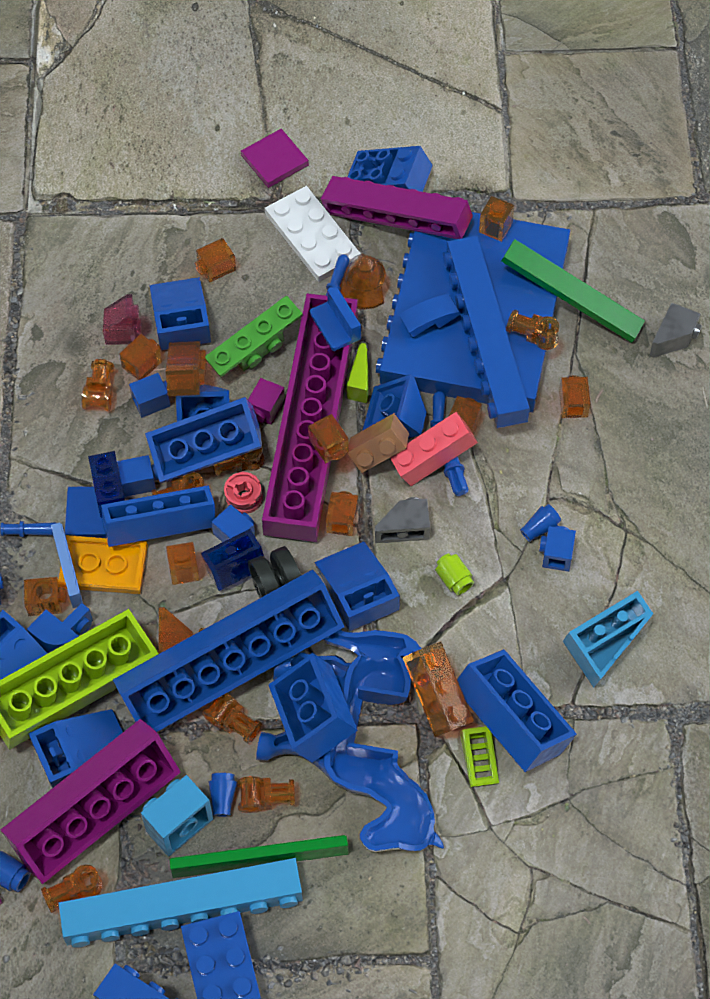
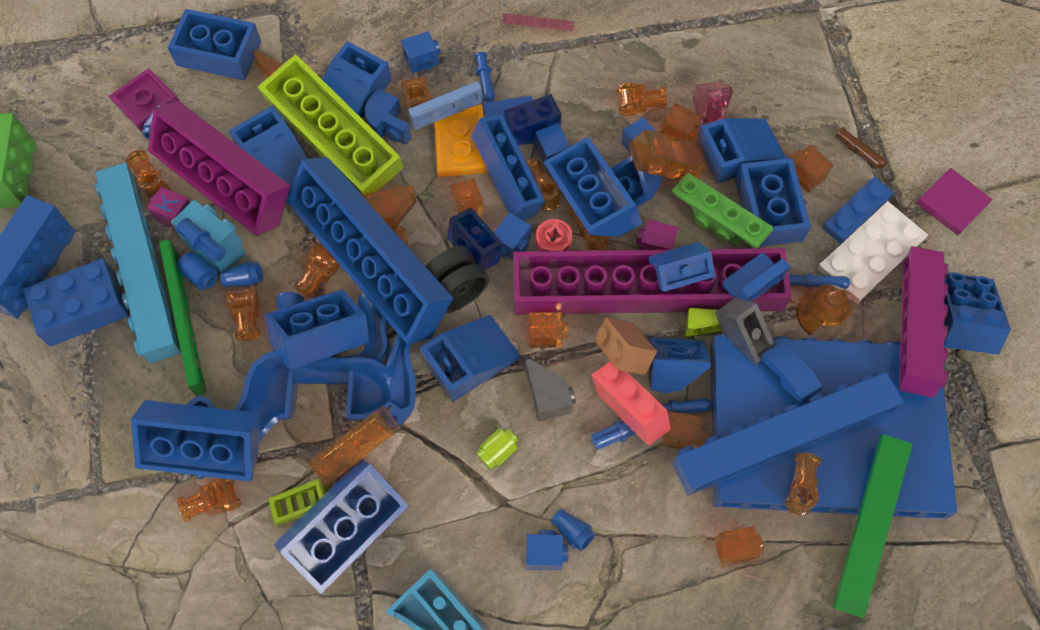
camera: 80 degrees right, 5 degrees up
(123, 864) = (166, 206): none -> magenta brick
(196, 217) = (866, 152): none -> reddish brown piece
(197, 801) = (200, 239): none -> blue axle
(208, 837) = (198, 271): none -> blue brick
(244, 293) = (775, 196): none -> blue brick
(267, 234) = (858, 210): none -> blue plate
(310, 375) = (683, 266): none -> blue panel
(328, 439) = (609, 292): clear orange brick -> none
(381, 340) = (745, 328): none -> flat silver slope
(411, 831) = (196, 440): none -> blue slope
(465, 834) = (213, 498): none -> clear orange connector
(496, 218) = (939, 423): clear orange brick -> none

